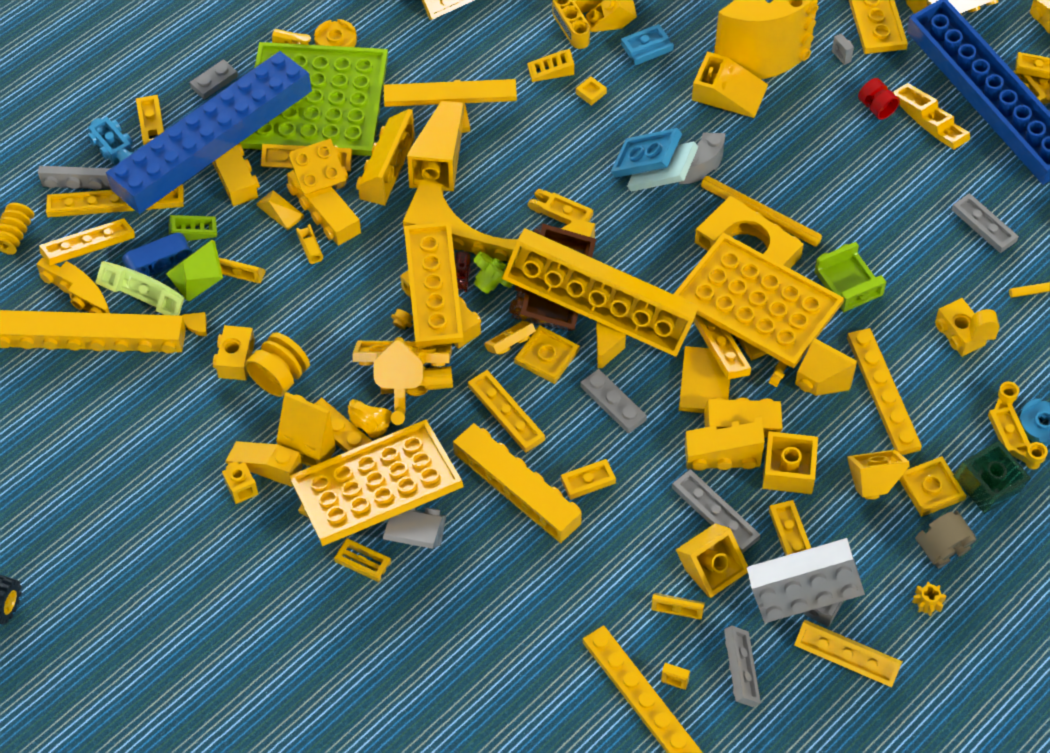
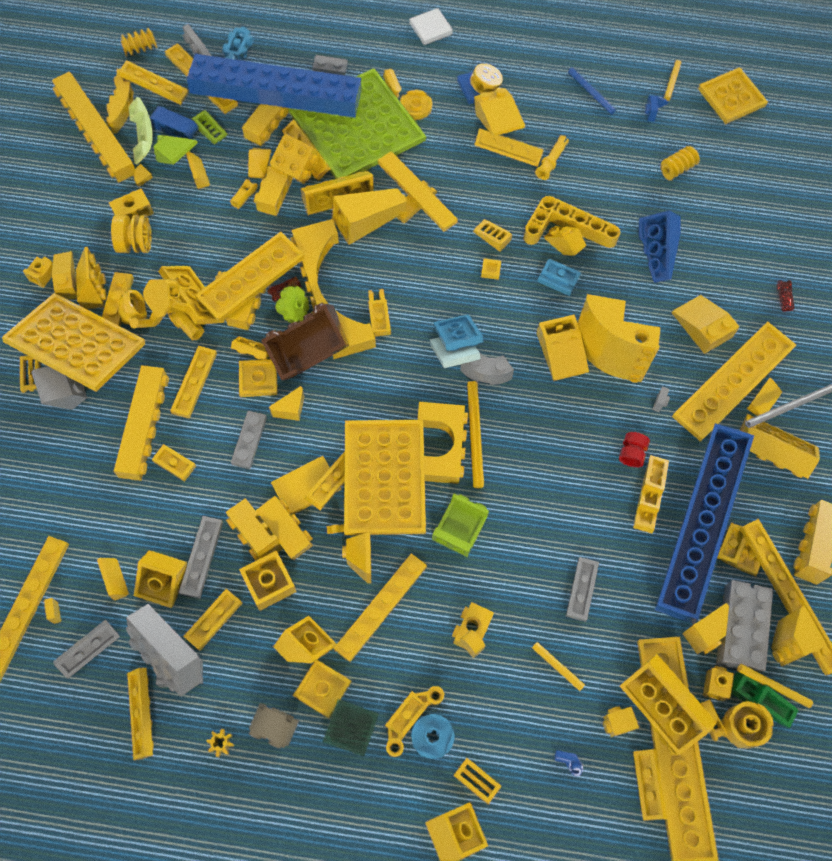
camera: 50 degrees right, 10 degrees up
(149, 117) = (273, 52): yellow plate -> none
(600, 292) = (309, 375): yellow brick -> none

